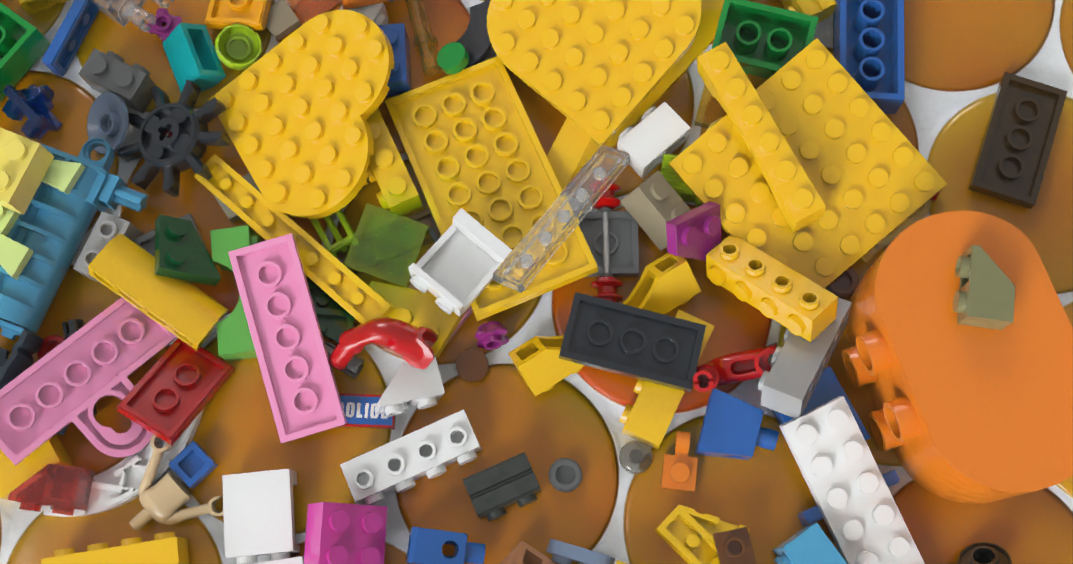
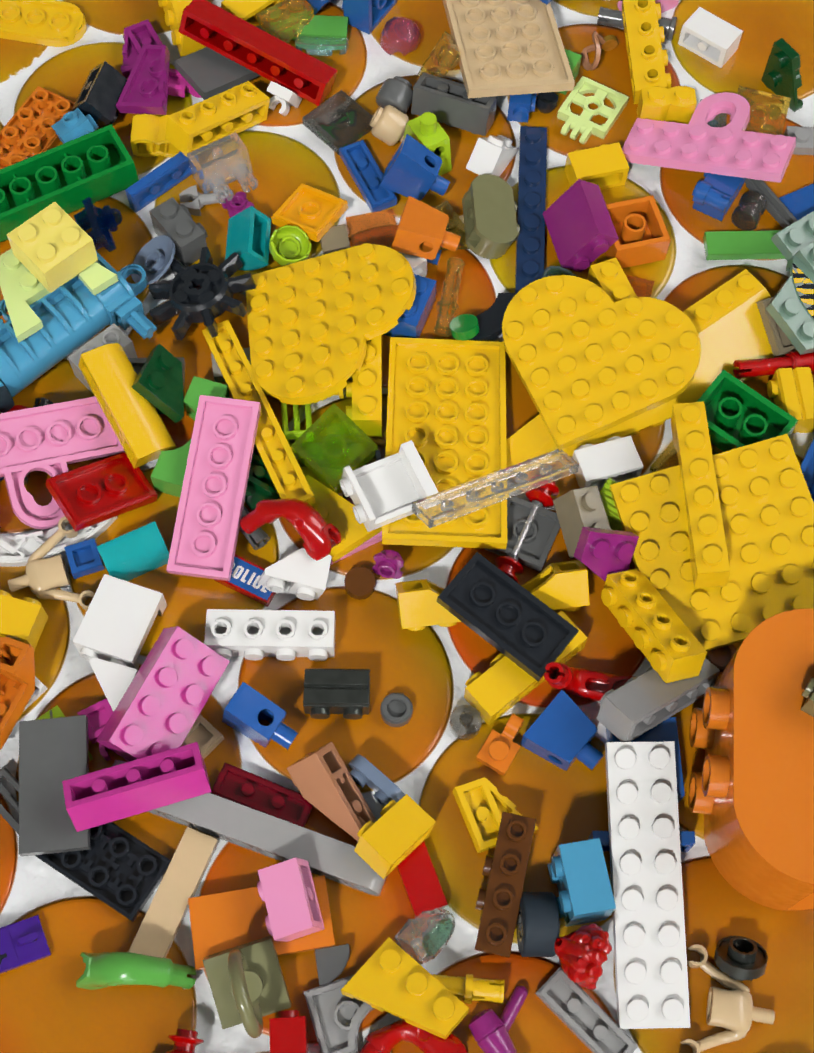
camera: 15 degrees right, 10 degrees down
(122, 34) = (198, 199): none -> light grey bar
(240, 438) = (134, 552): none -> teal brick

